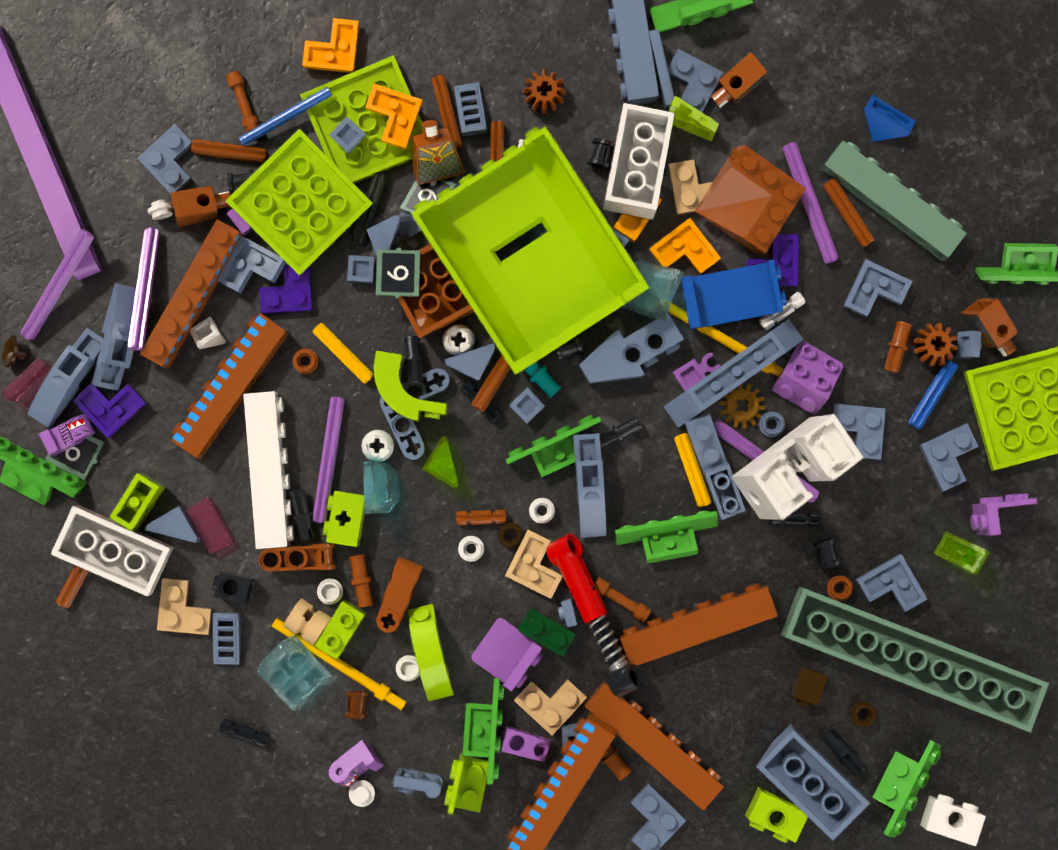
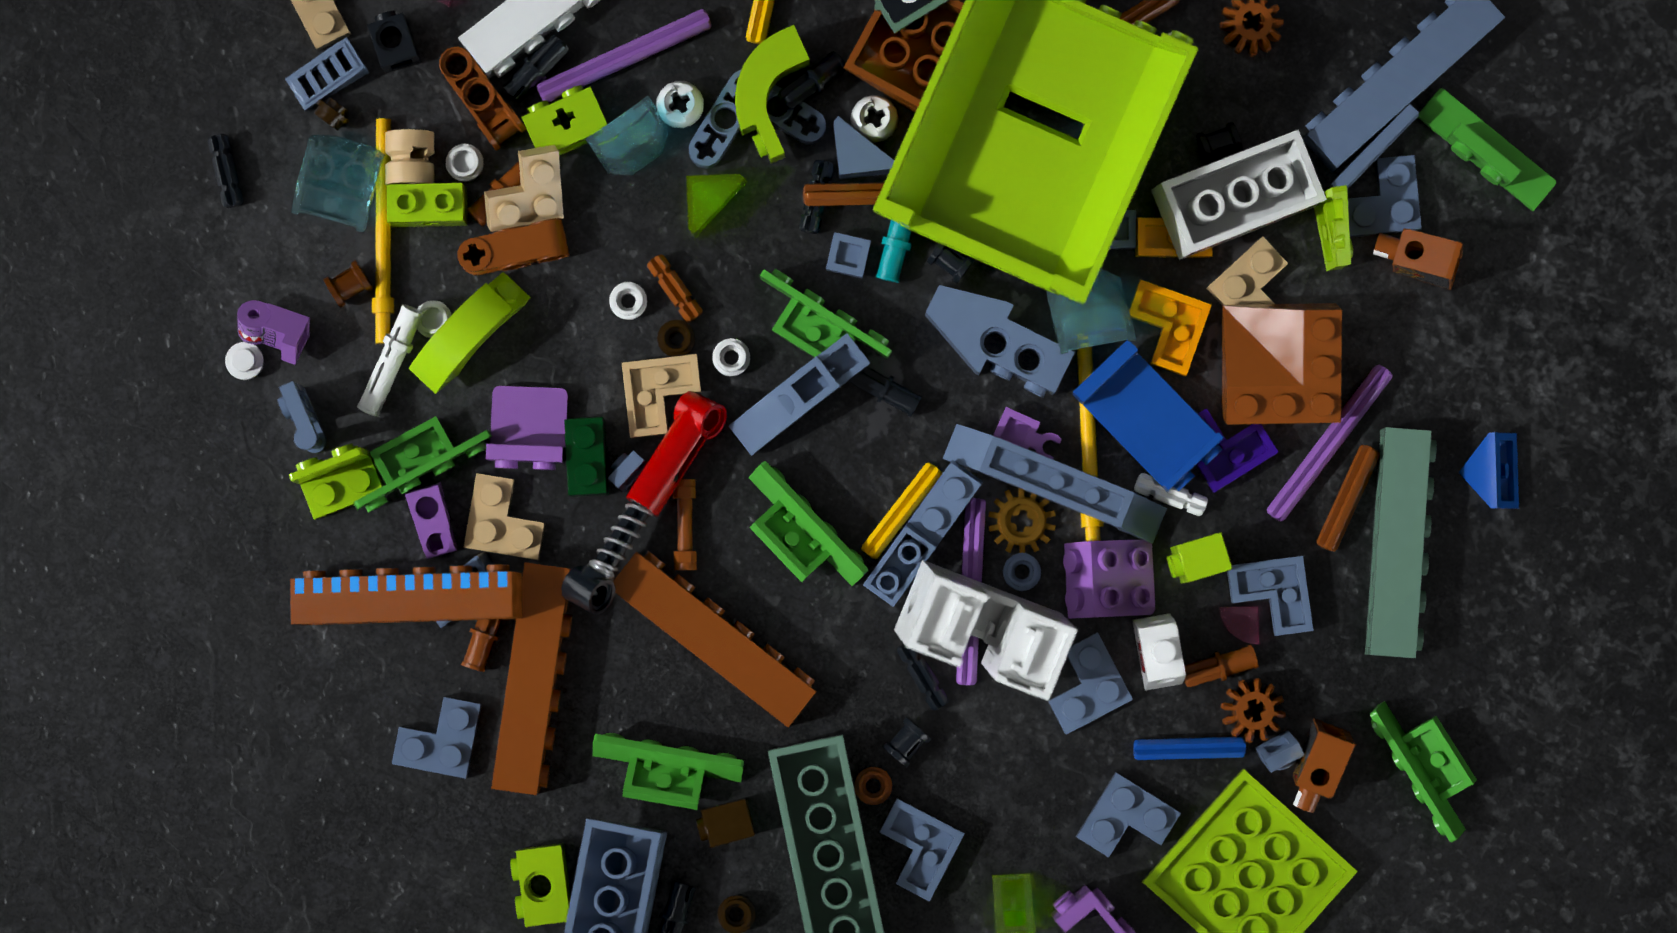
camera: 60 degrees right, 0 degrees up
(251, 650) = (332, 113): none -> dark brown plate
(377, 563) = (537, 196): none -> tan plate
(411, 700) = (390, 360): none -> white pin
(757, 703) = (665, 772): none -> bright green bracket
(831, 318) = (1199, 558): none -> lime brick
(867, 375) = (1159, 651): none -> white torso
(880, 318) = (1241, 622): none -> clear pink tile

